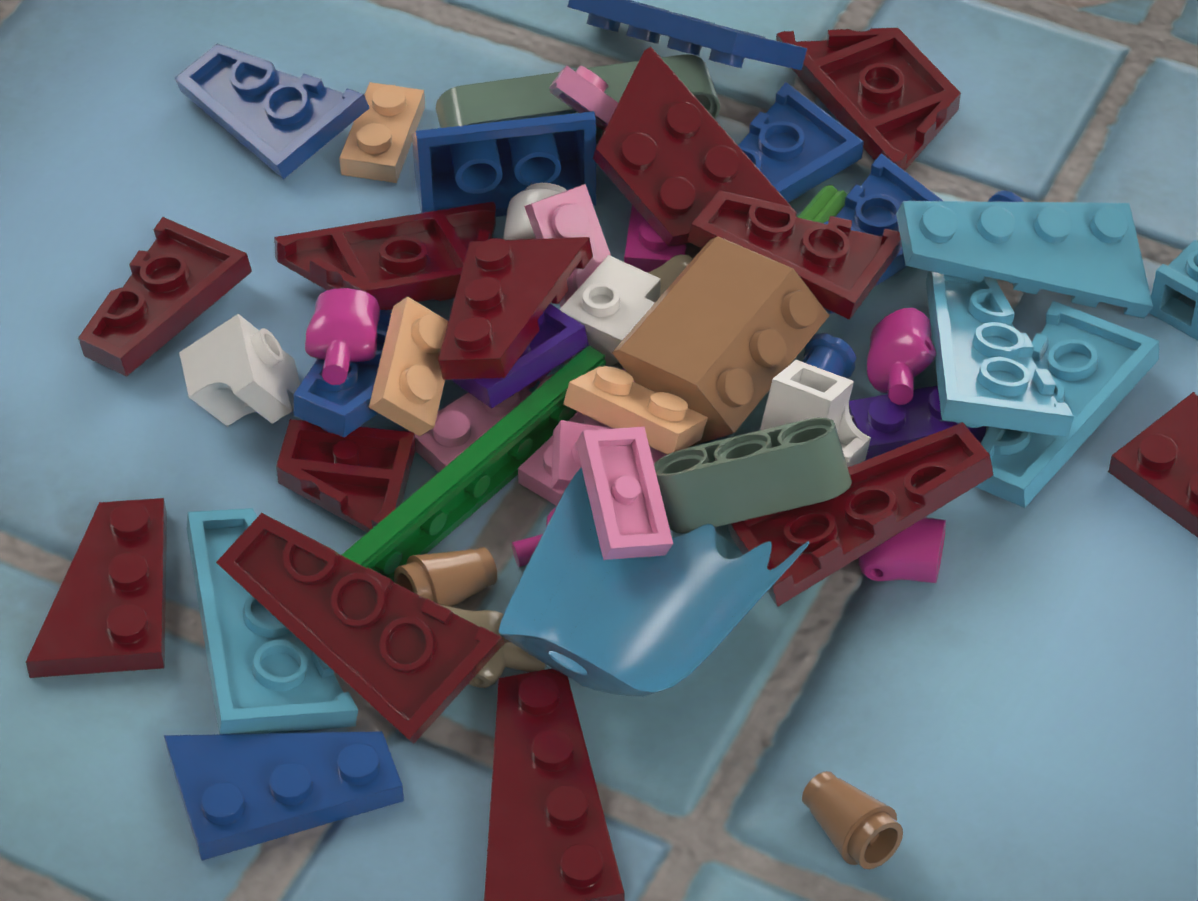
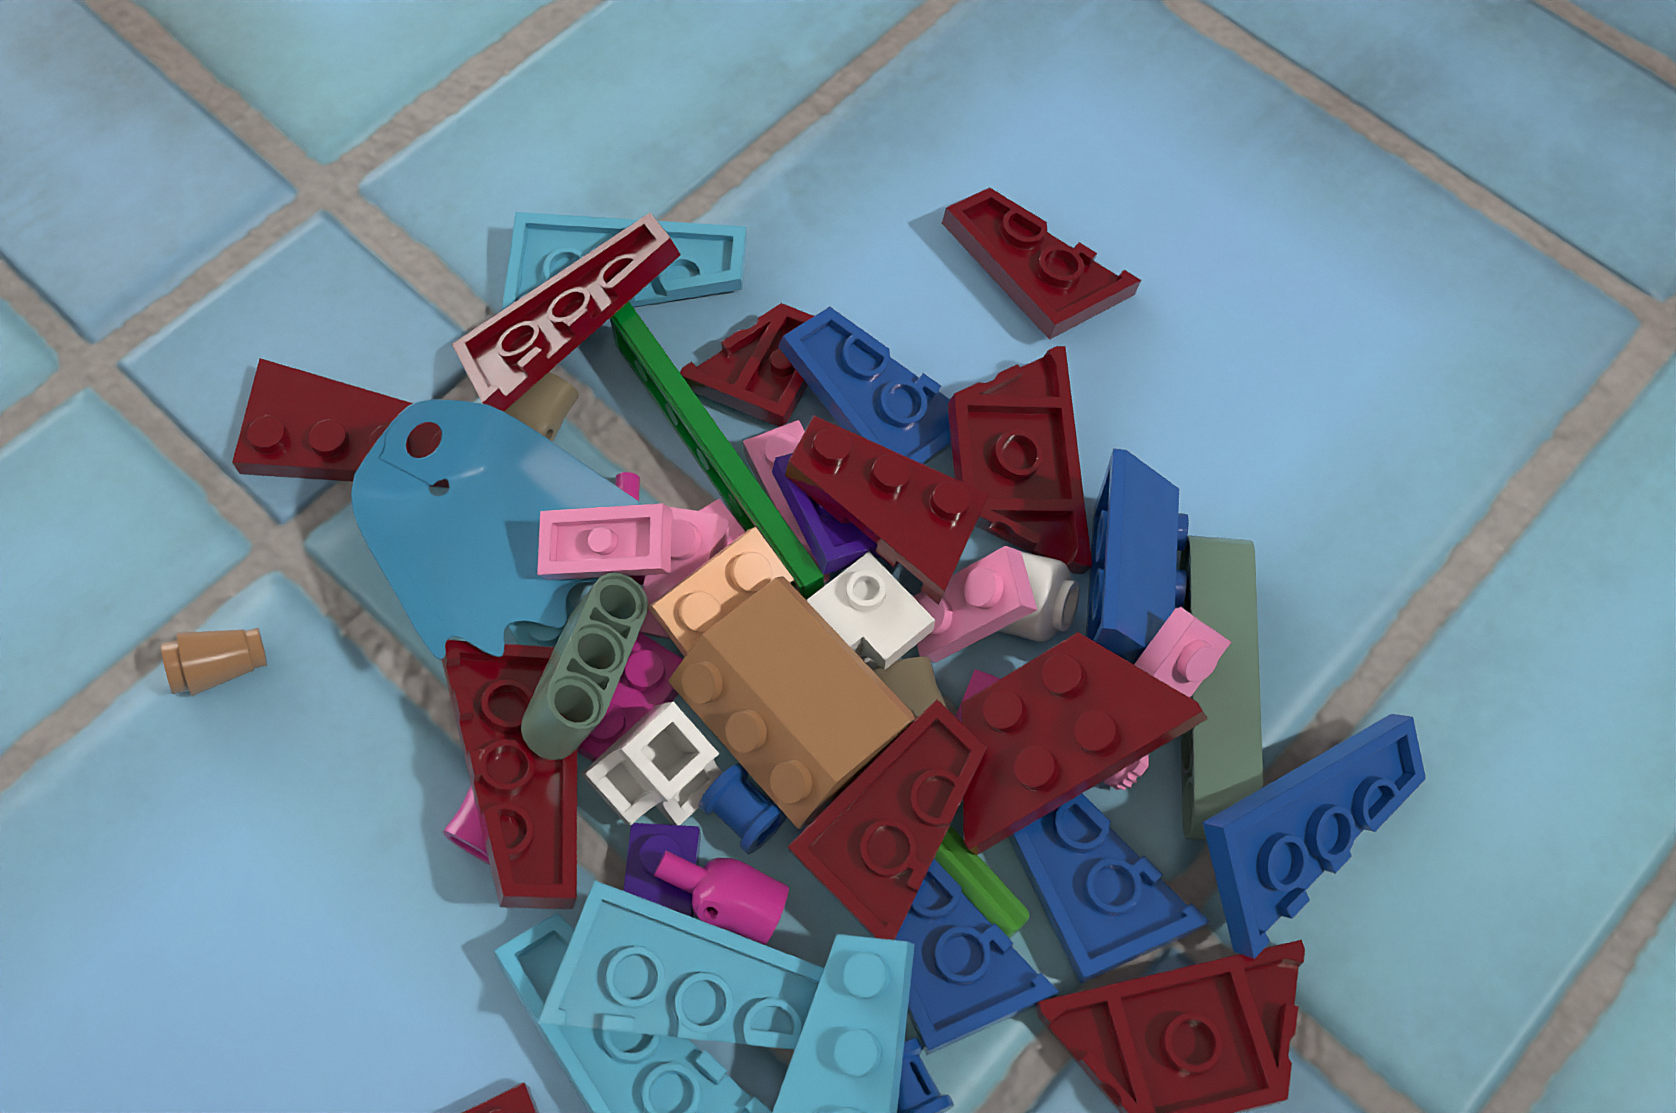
camera: 105 degrees right, 15 degrees up
(111, 597) = (702, 182): dark red wing -> none
(240, 373) = (893, 296): white brick -> none
(269, 110) = (1279, 389): wing -> none
(278, 784) = (461, 257): blue wing -> none
(342, 331) = (899, 364): dark pink piece -> none
(383, 133) = (1236, 496): light nougat plate -> none
(409, 372) = (840, 403): light nougat plate -> none
(448, 575) = (610, 407): medium nougat cone -> none

